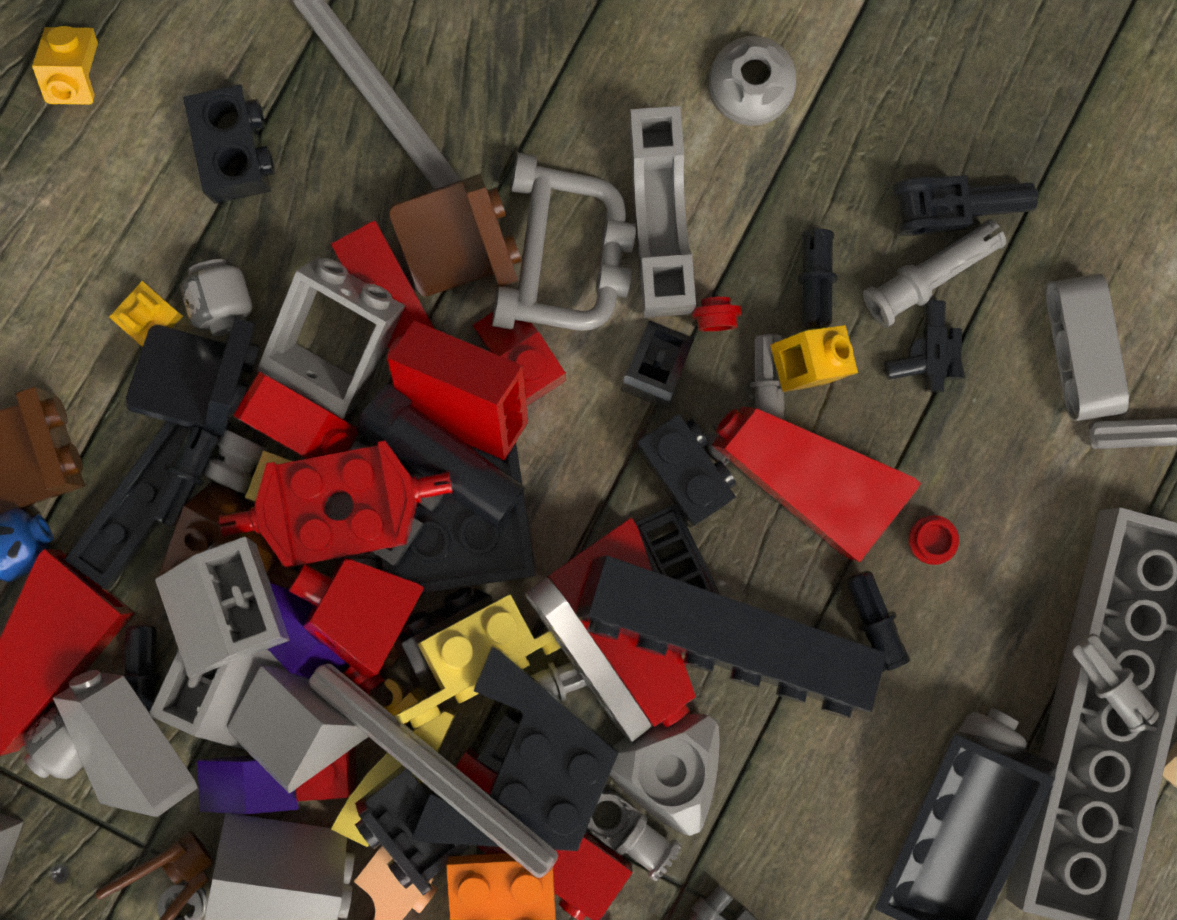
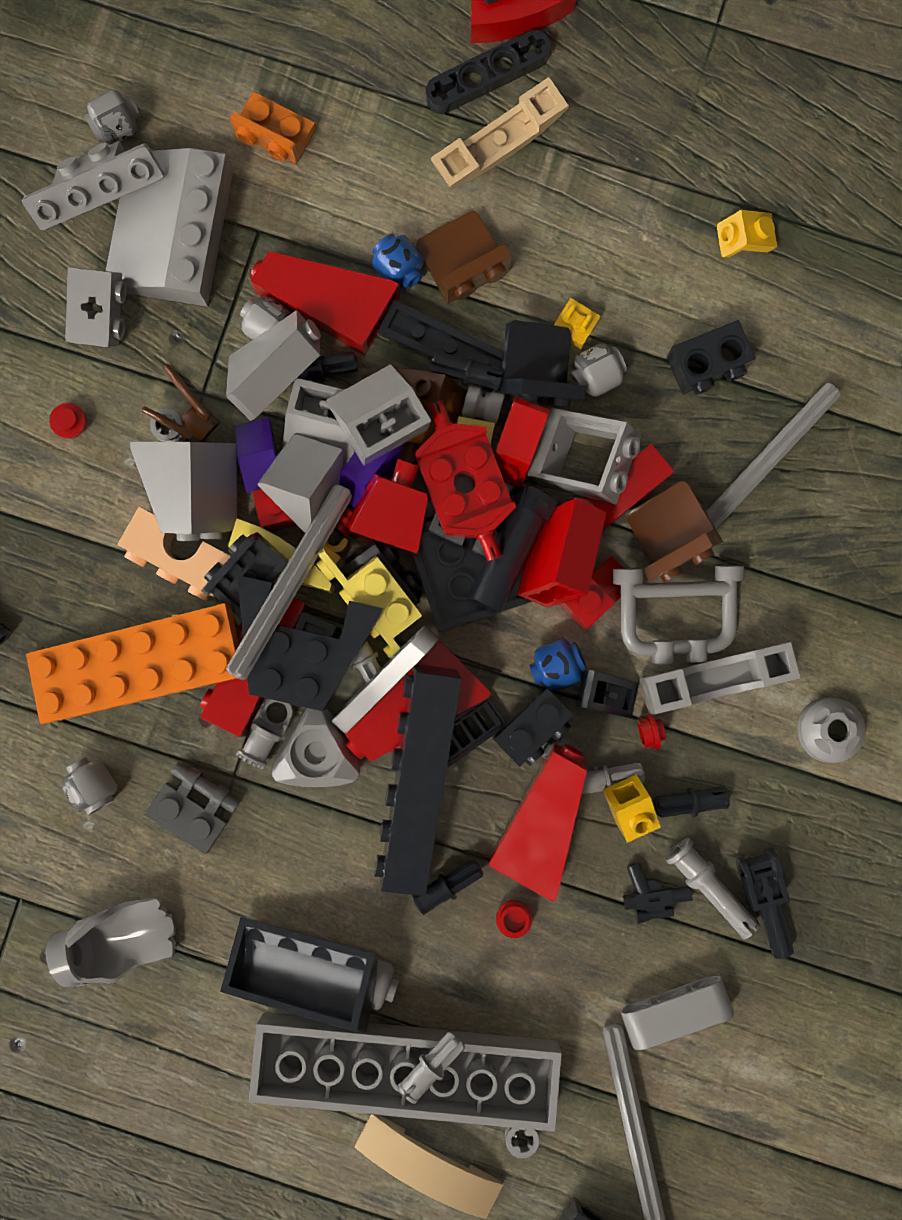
camera: 80 degrees right, 0 degrees up
(607, 422) = (558, 664): none -> blue head

